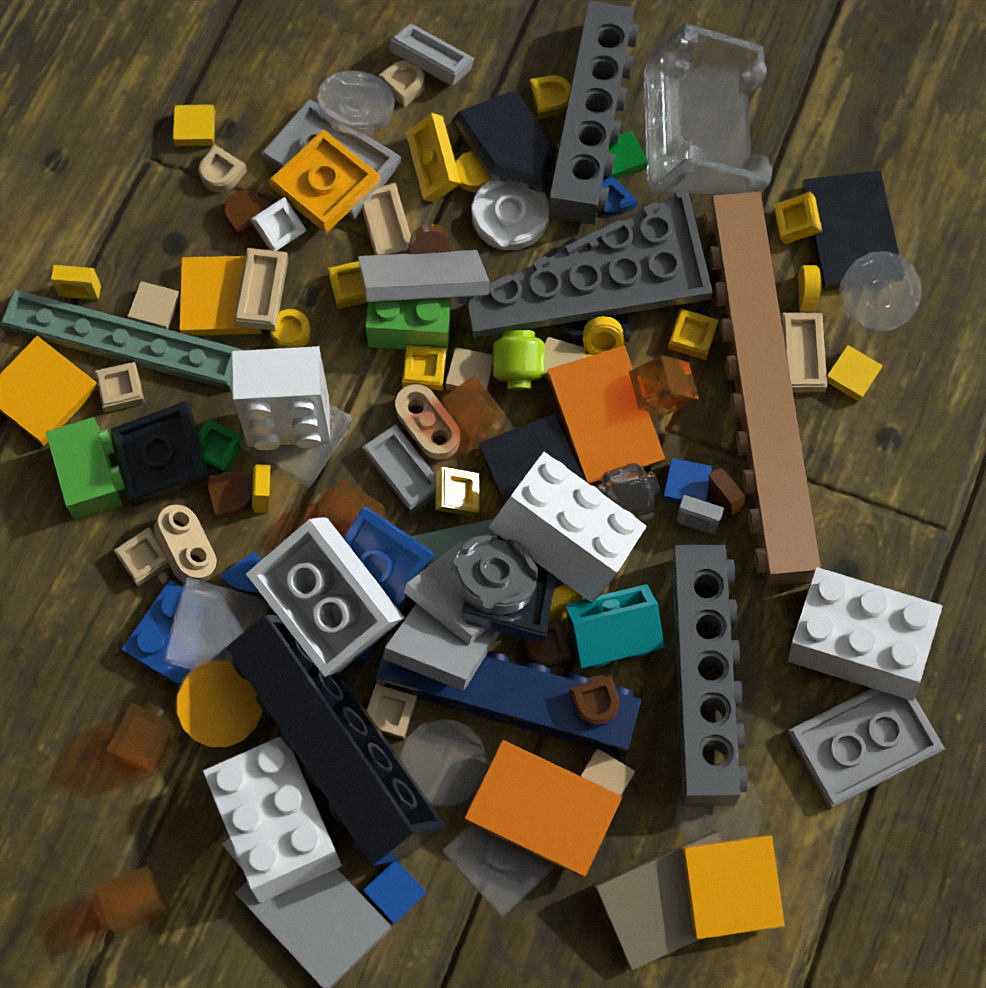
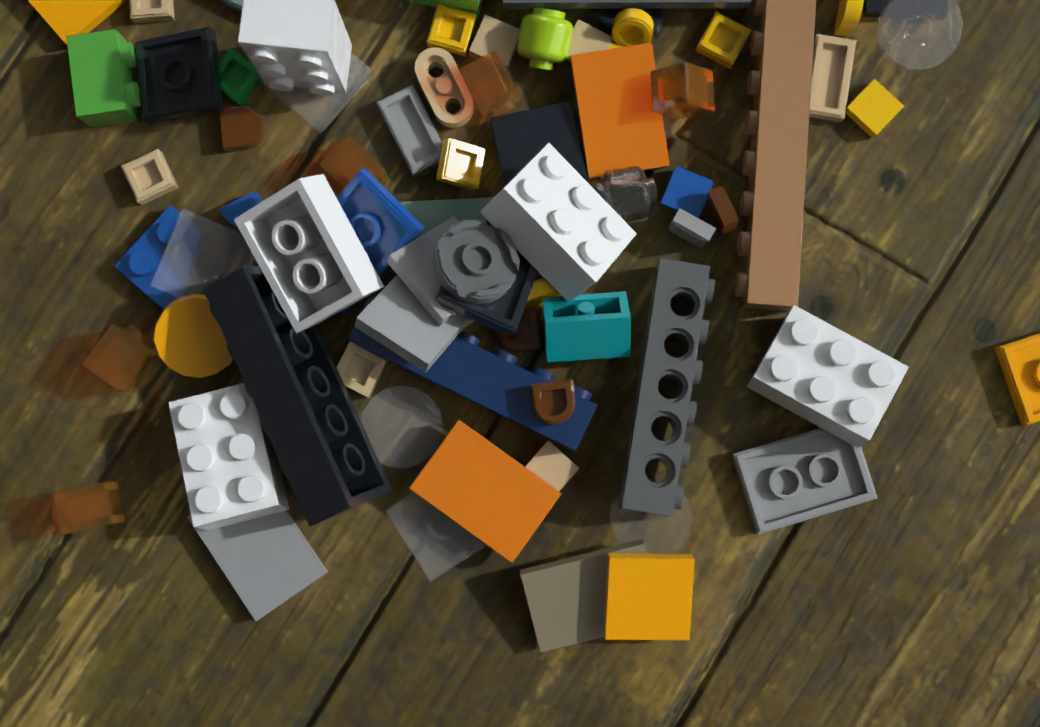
camera: 10 degrees right, 15 degrees up
(182, 542) = (189, 170): tan plate -> none
(261, 488) = (271, 127): yellow tile -> none
(395, 892) = (335, 541): blue tile -> none

